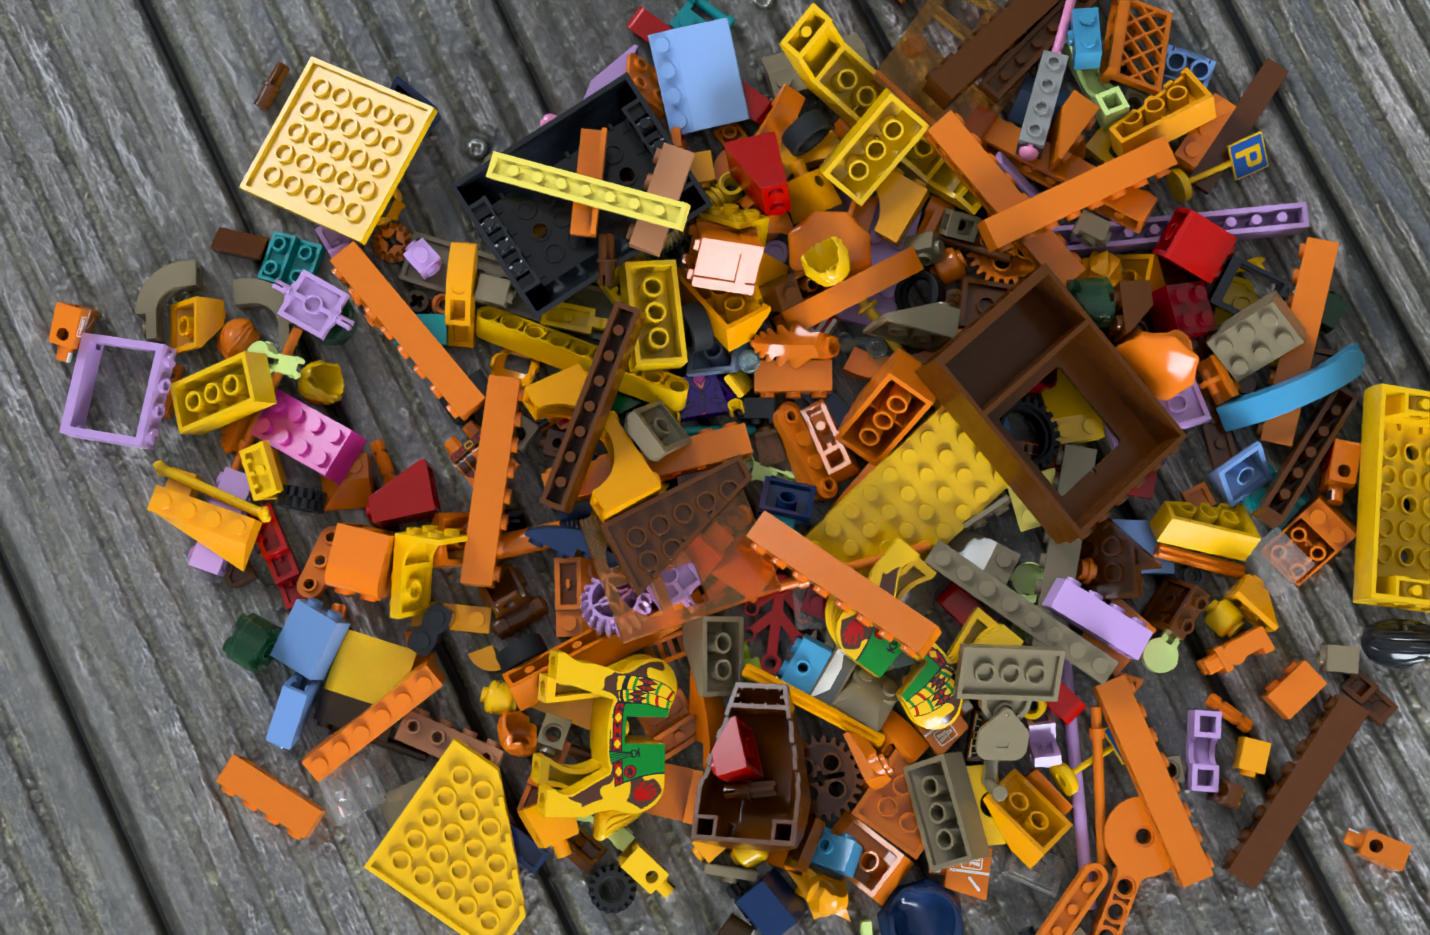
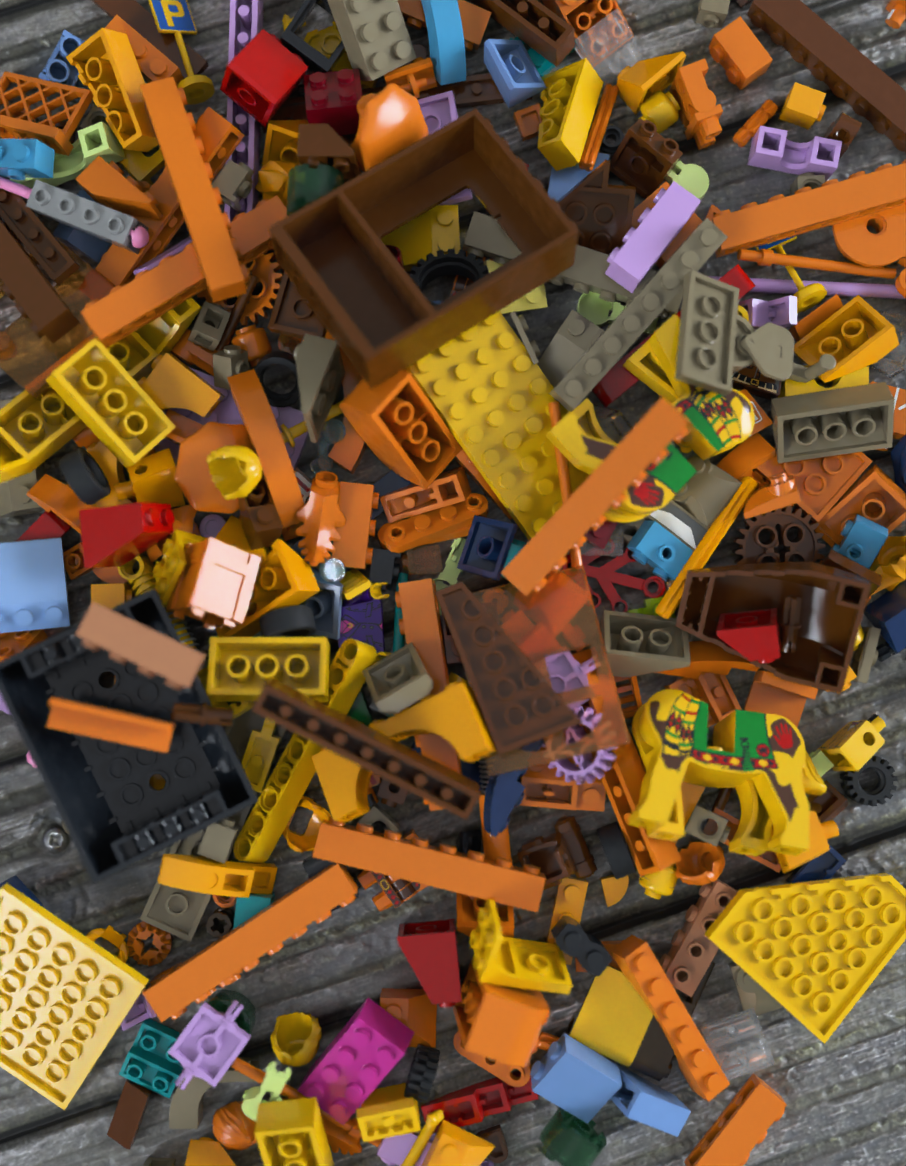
camera: 85 degrees left, 5 degrees up
(382, 460) = (390, 977): orange axle -> none
(423, 258) = (171, 914): lavender brick -> none
(588, 191) = (121, 727): light yellow plate -> none
(678, 138) = (73, 618): orange tile -> none
(1086, 570) = (599, 241): orange plate -> none

